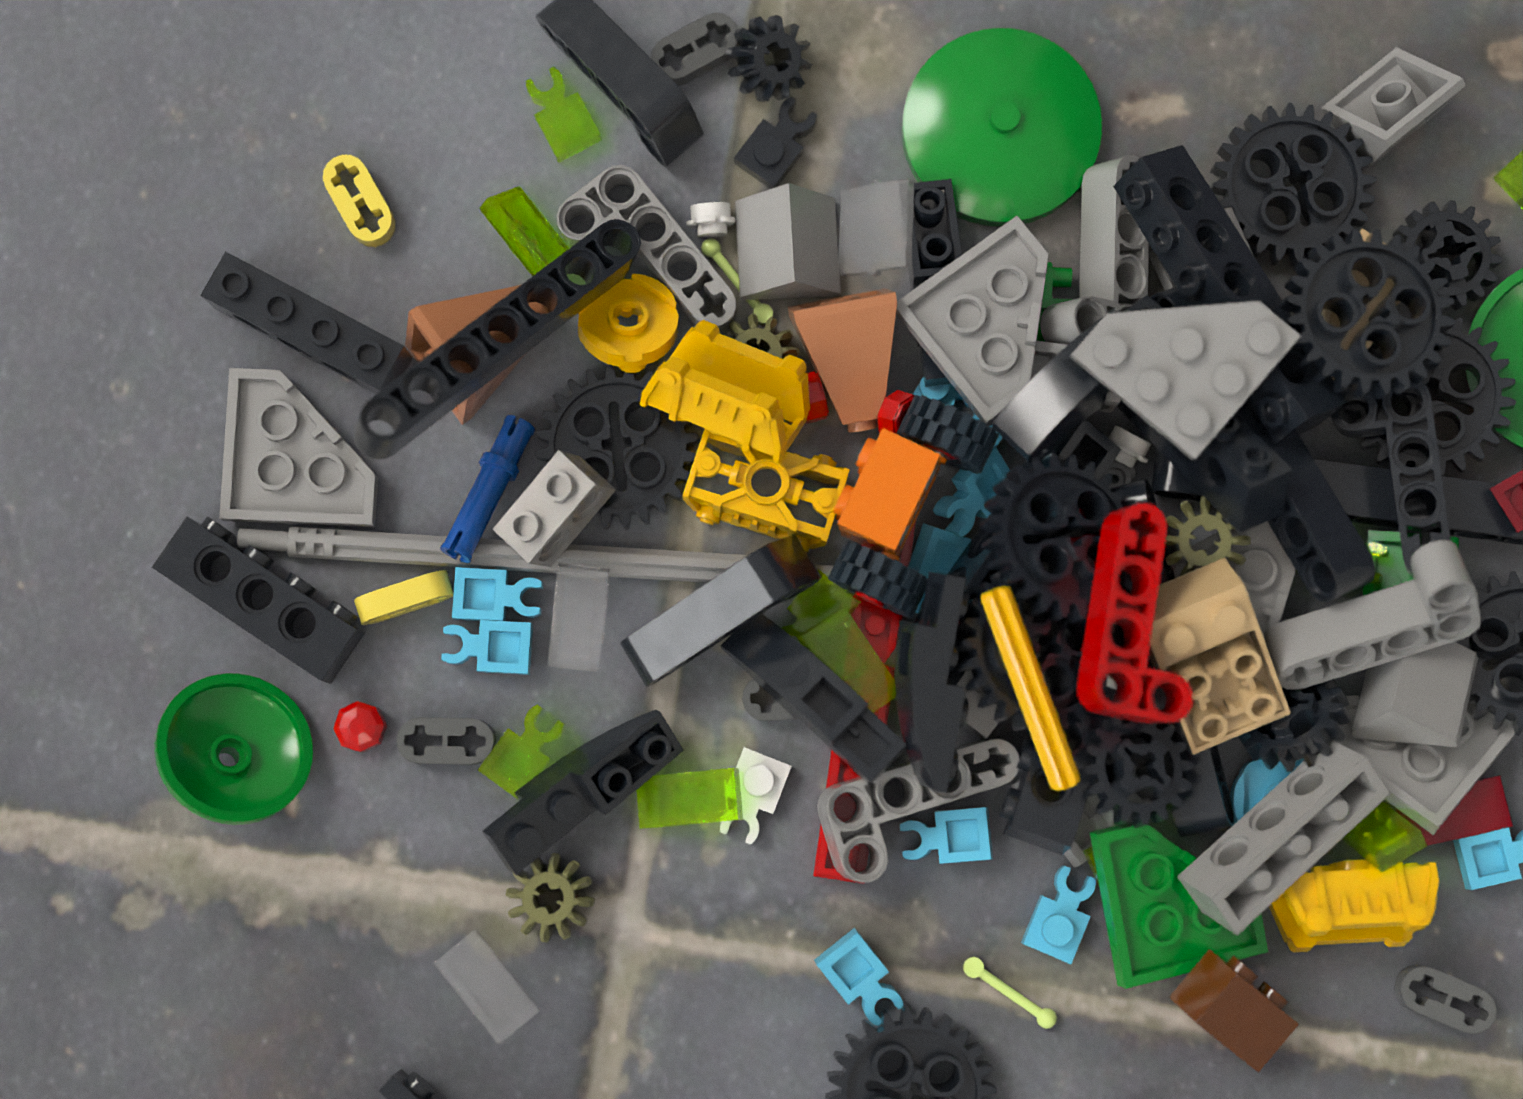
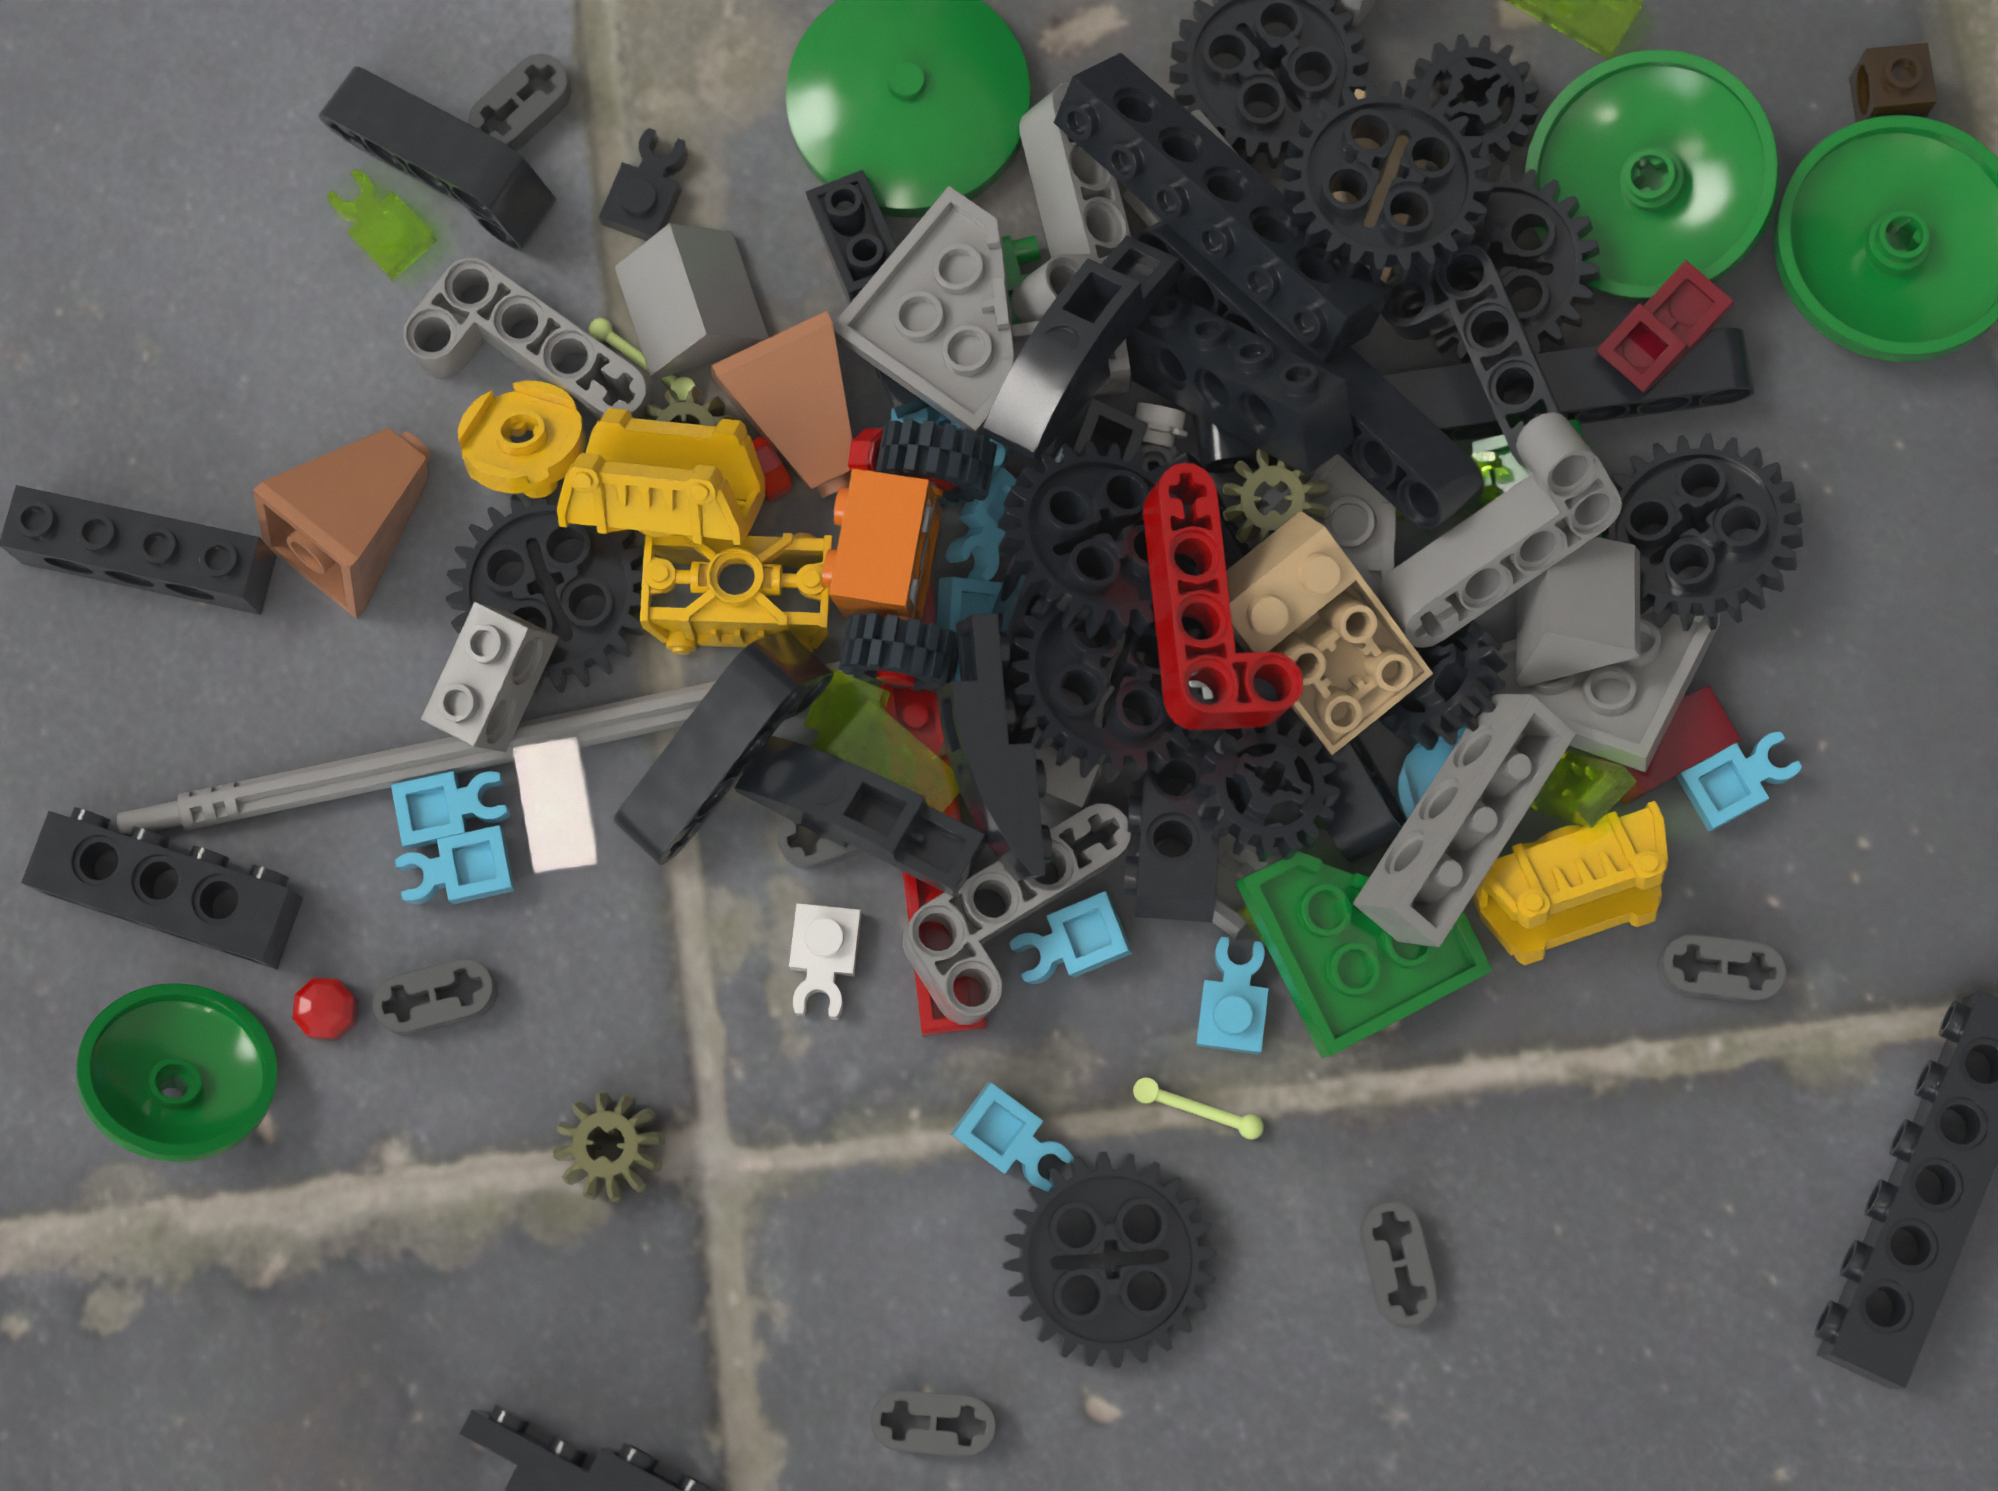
camera: 10 degrees left, 5 degrees down
(288, 459) = (156, 715): light grey plate -> none
(349, 206) = (154, 397): light yellow beam -> none
(403, 597) = (338, 839): light yellow beam -> none
(486, 355) = (361, 514): black beam -> none
(487, 986) = (561, 1278): clear tile -> none
(496, 471) = (411, 657): blue pin -> none
(518, 757) = (527, 993): clear neon green plate -> none
(523, 229) = (378, 372): clear neon green plate -> none
(583, 781) = (609, 1000): black slope -> none
(690, 798) = (746, 982): clear neon green plate -> none
(711, 219) = (591, 295): white plate -> none
(759, 41) = (599, 68): black gear -> none
(876, 228) = (789, 251): clear piece -> none
(1030, 688) = (1110, 721): yellow axle -> none
(1186, 364) = (1186, 293): light grey plate -> none
(1233, 1010) = (1469, 1045): reddish brown brick -> none

